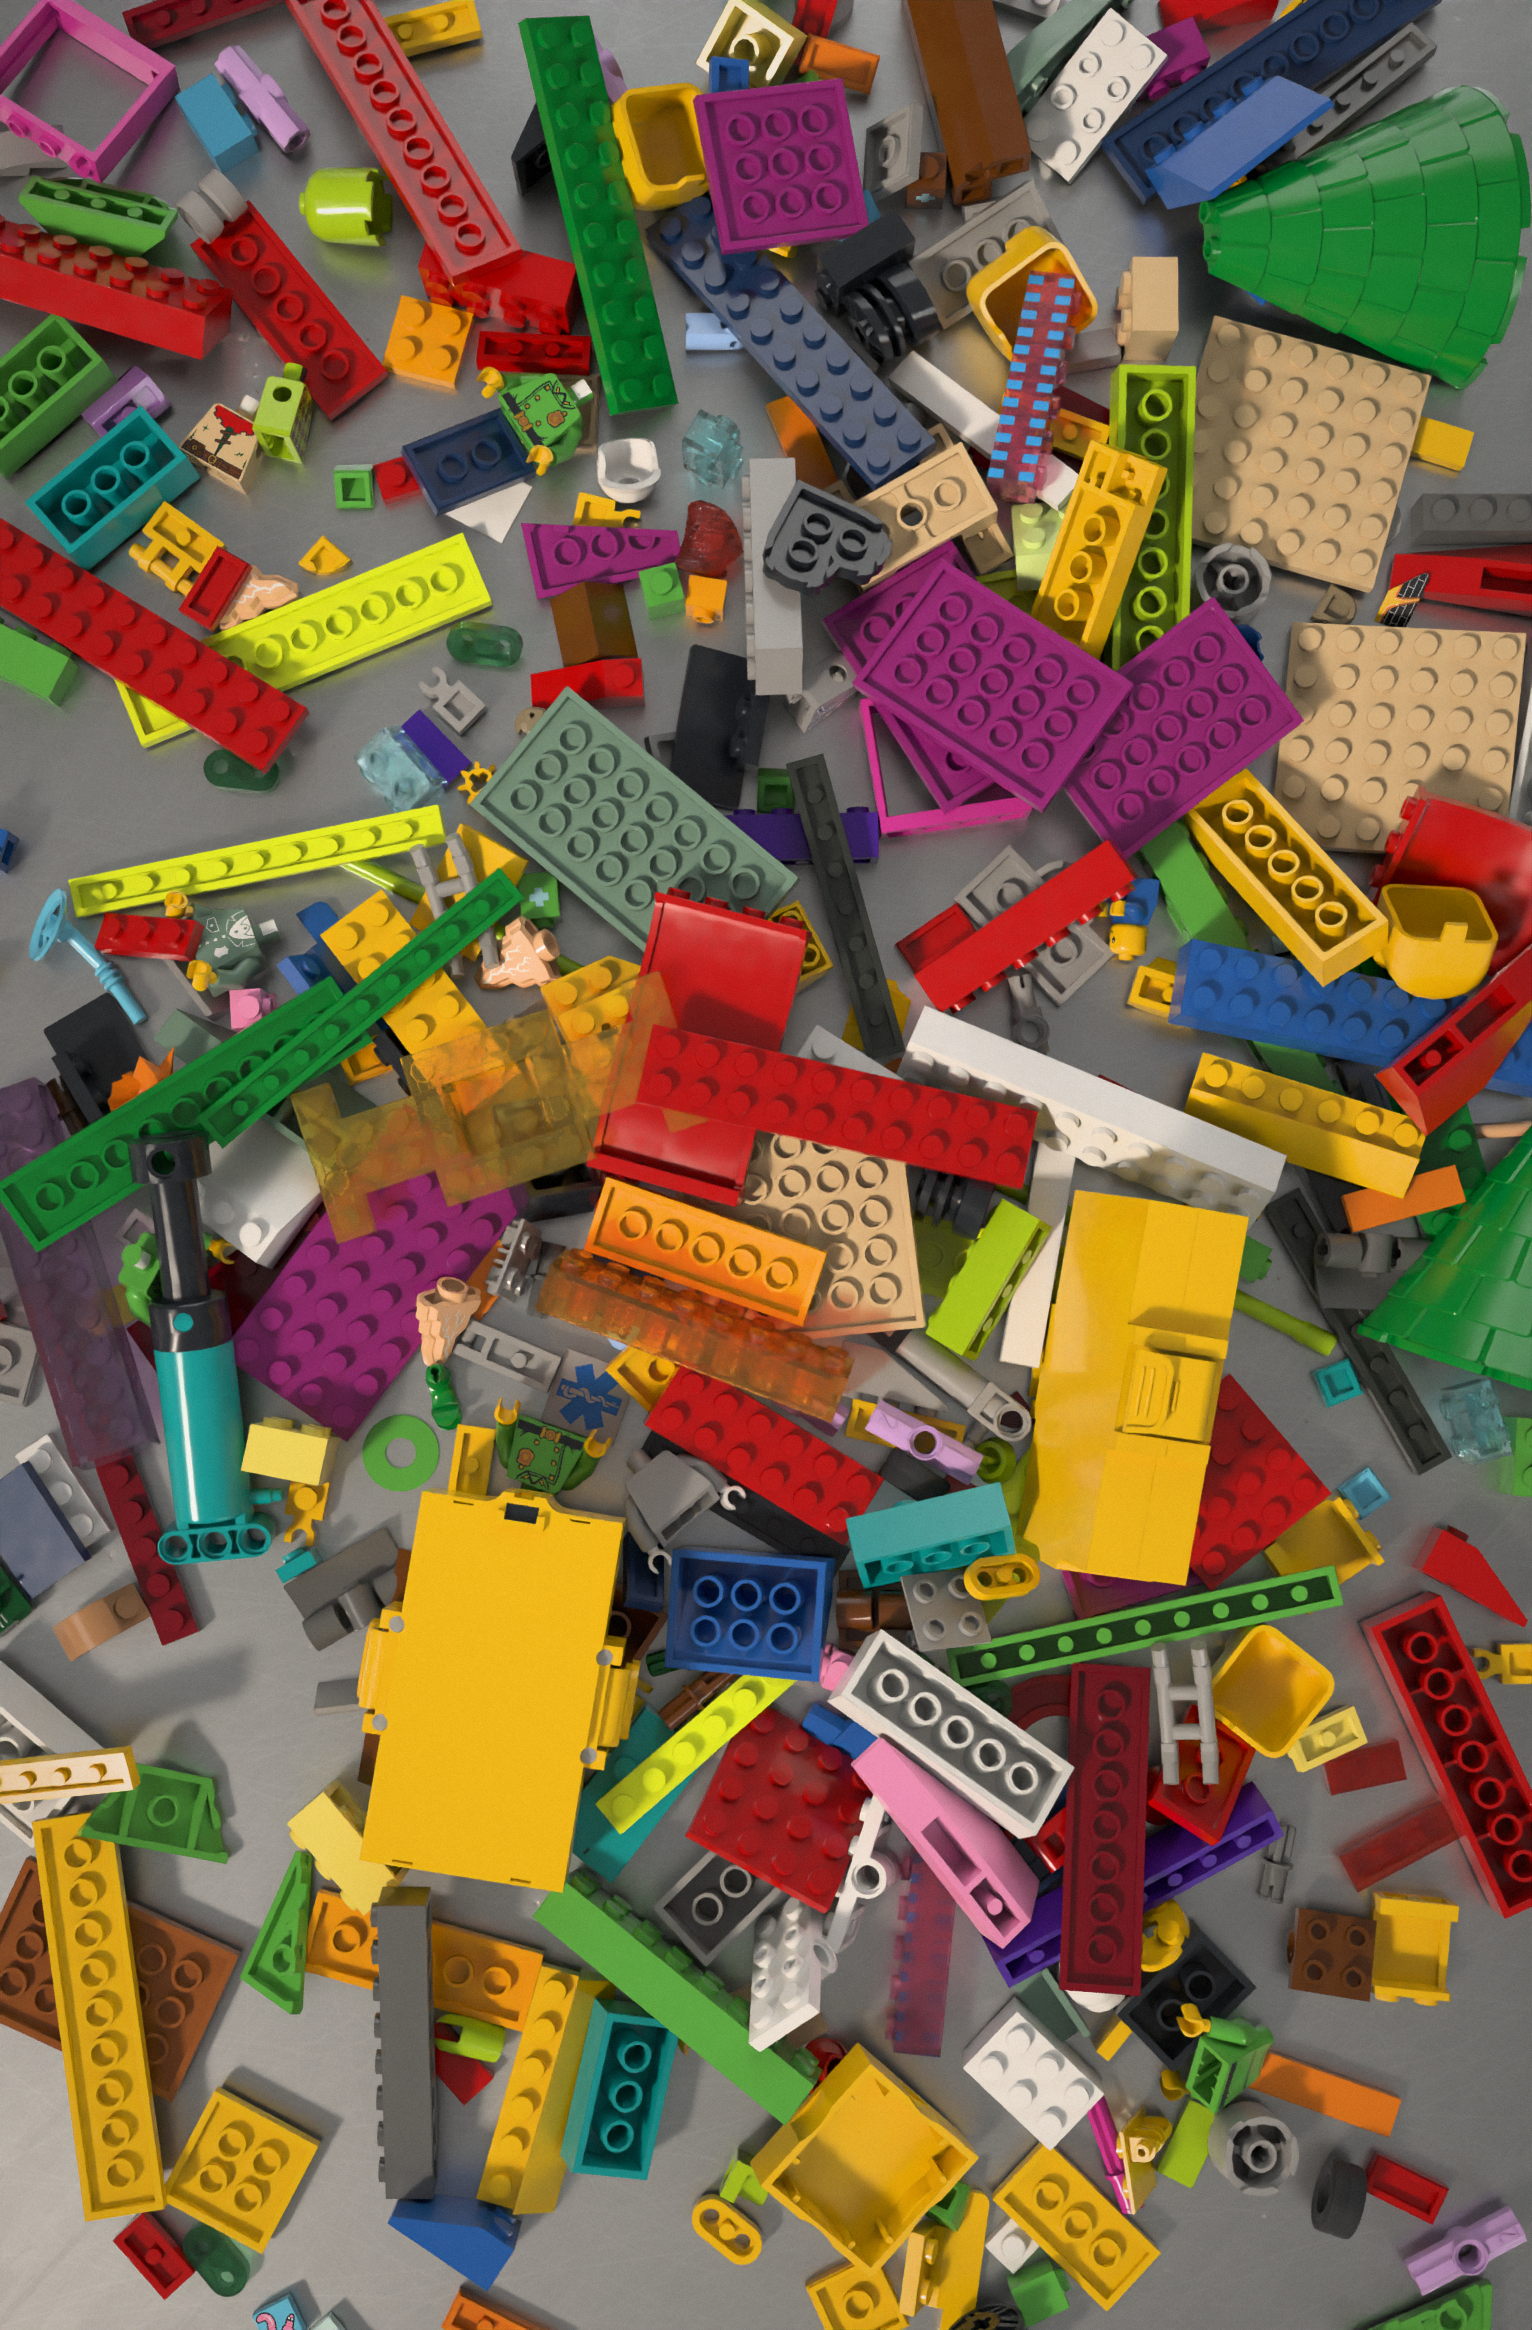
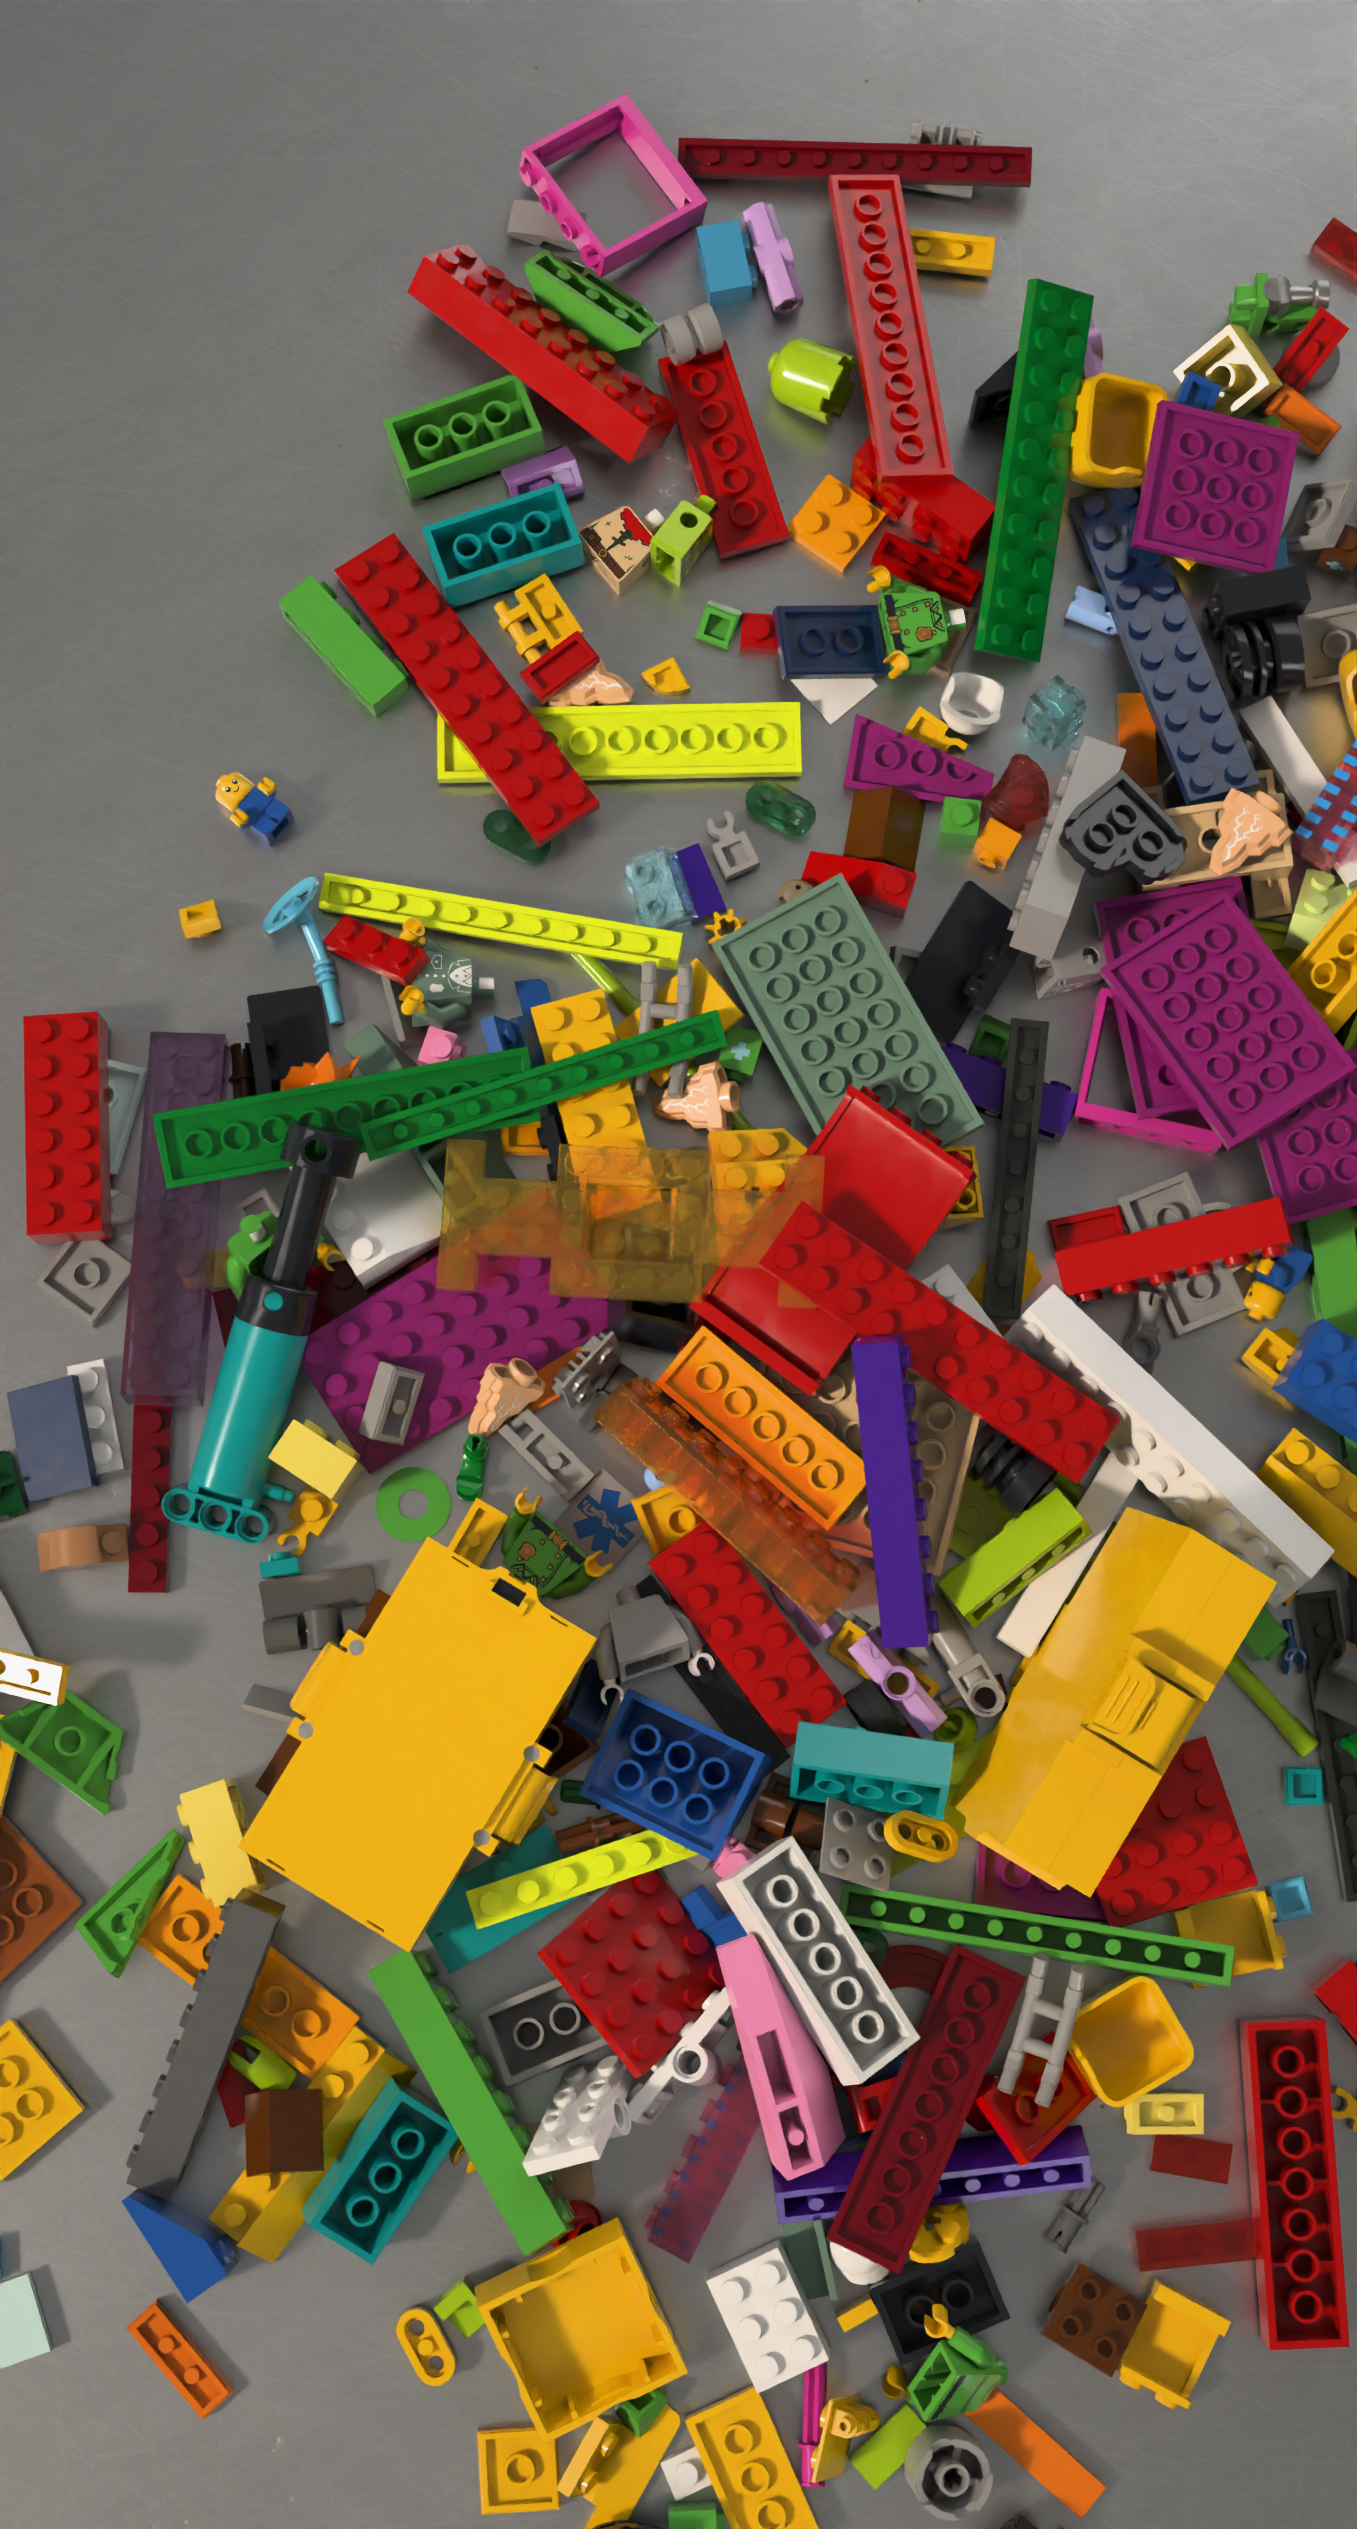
camera: 25 degrees right, 5 degrees down
(340, 1369) = (391, 1403): none -> light grey slope
(515, 2093) = (284, 2132): none -> reddish brown slope
(849, 1266) = (893, 1491): none -> dark purple brick
(940, 492) = (1247, 830): none -> light nougat rock
(1280, 1262) = (1292, 1653): none -> blue hand

